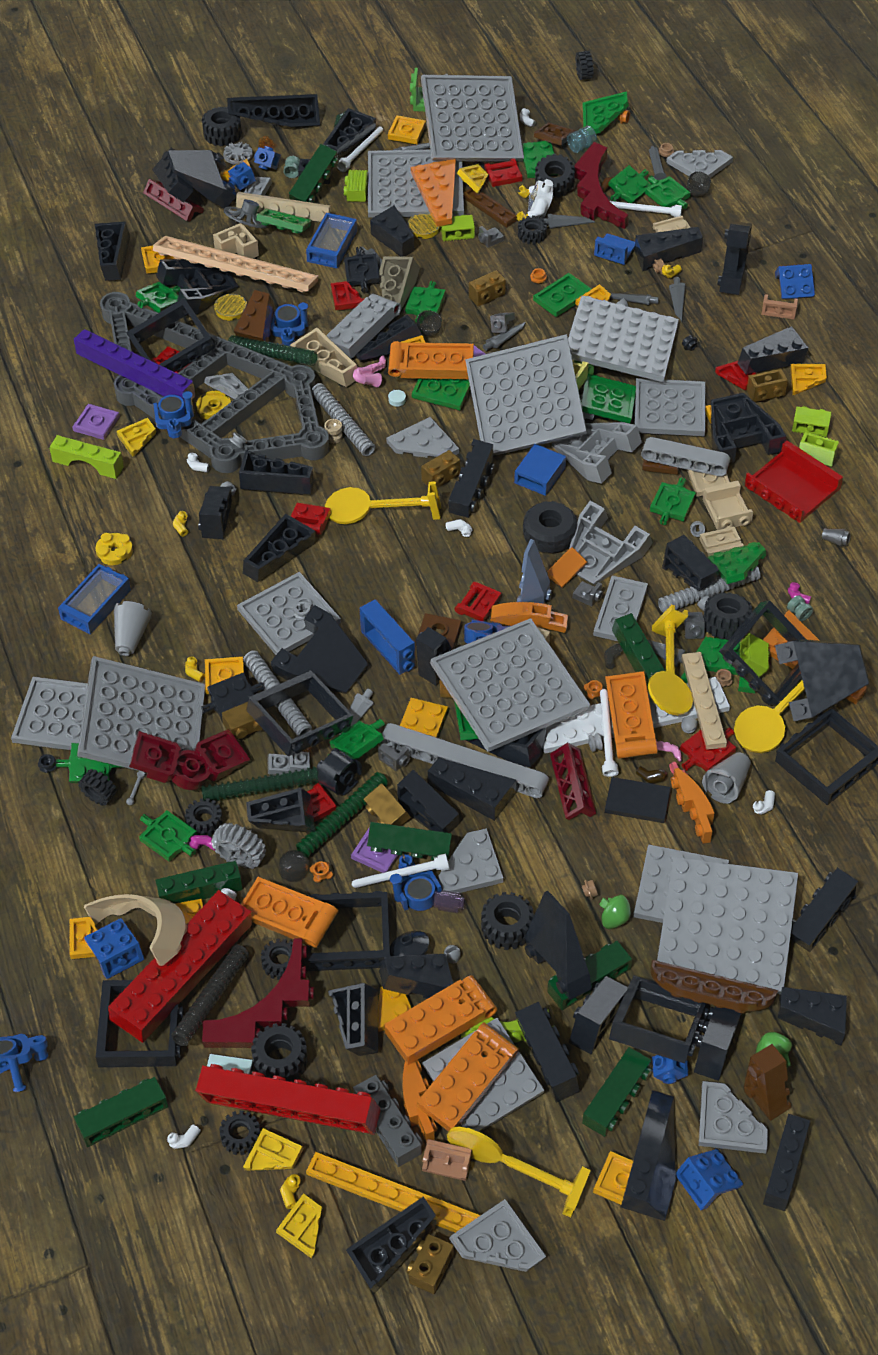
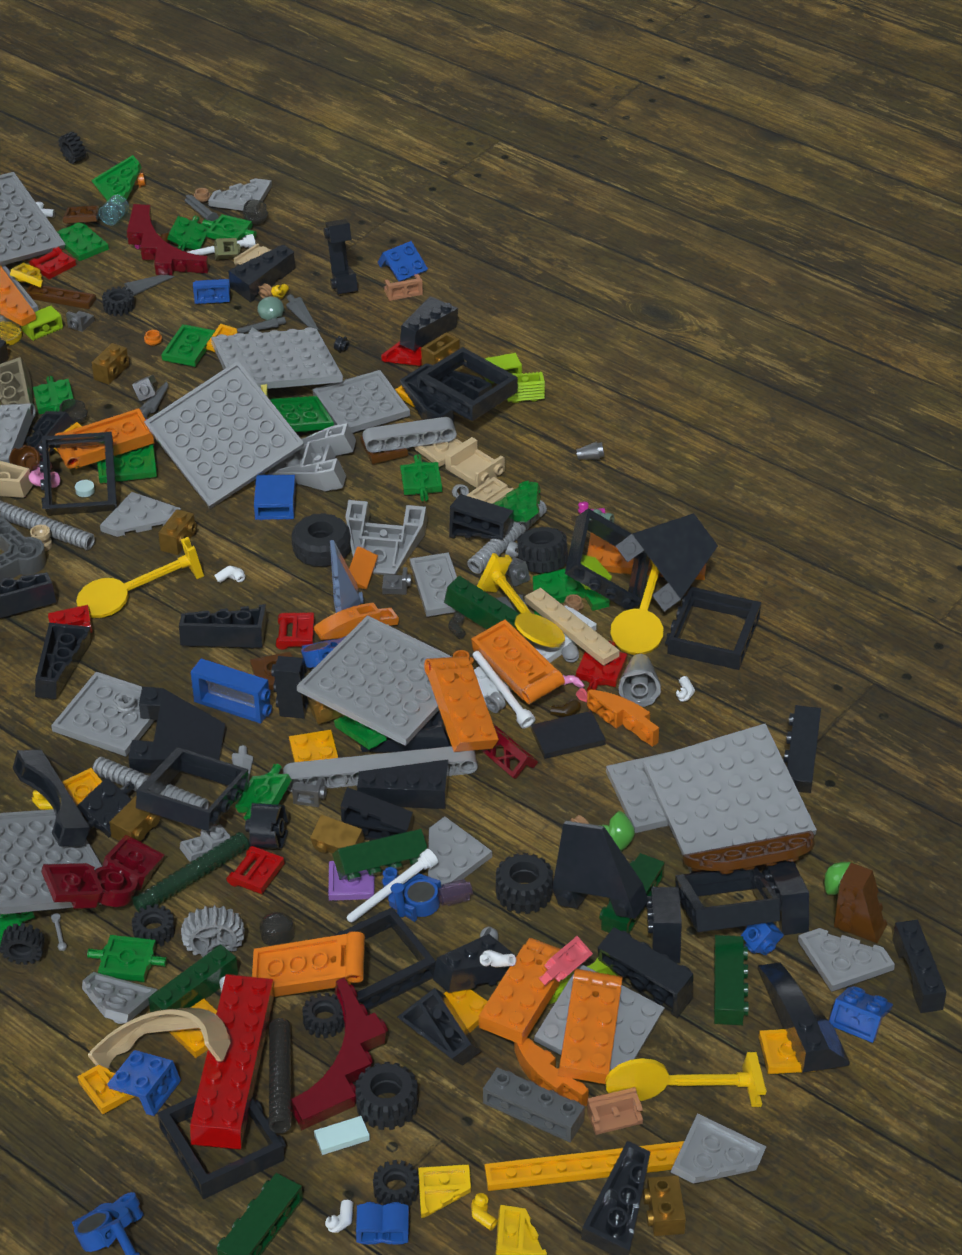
camera: 30 degrees left, 10 degrees down
(136, 866) = (116, 997): none -> light grey plate
(189, 699) = (36, 771): none -> black arch
(205, 840) = (169, 946): dark pink arm -> none
(208, 1159) = (382, 1223): none -> blue brick
(283, 811) = (237, 882): black wedge -> none
(288, 1099) = (431, 1124): red brick -> none
(321, 866) = (308, 922): orange plate -> none
(340, 815) = (294, 863): dark green piece -> none
(361, 353) = (25, 457): none -> reddish brown hair
(410, 944) = (445, 942): black dish -> none
(418, 391) = (75, 440): none -> black window
(422, 577) = (224, 628): none -> black wedge
(426, 978) = (497, 959): none -> white arm
(472, 479) = (216, 527): black wedge -> none
(479, 1012) = (566, 961): none -> coral hinge
(539, 199) = (108, 271): white torso -> none
(555, 734) = (461, 703): none -> orange hinge
(556, 165) = (110, 237): black tyre -> none
(647, 207) = (229, 243): none -> olive brick
(653, 284) = (270, 308): none -> sand green hair
(769, 452) = (429, 385): none -> black window
(794, 482) = (522, 423): red panel -> none
(806, 376) = (470, 333): light orange wing -> none
(814, 1011) = (854, 834): black wedge -> none

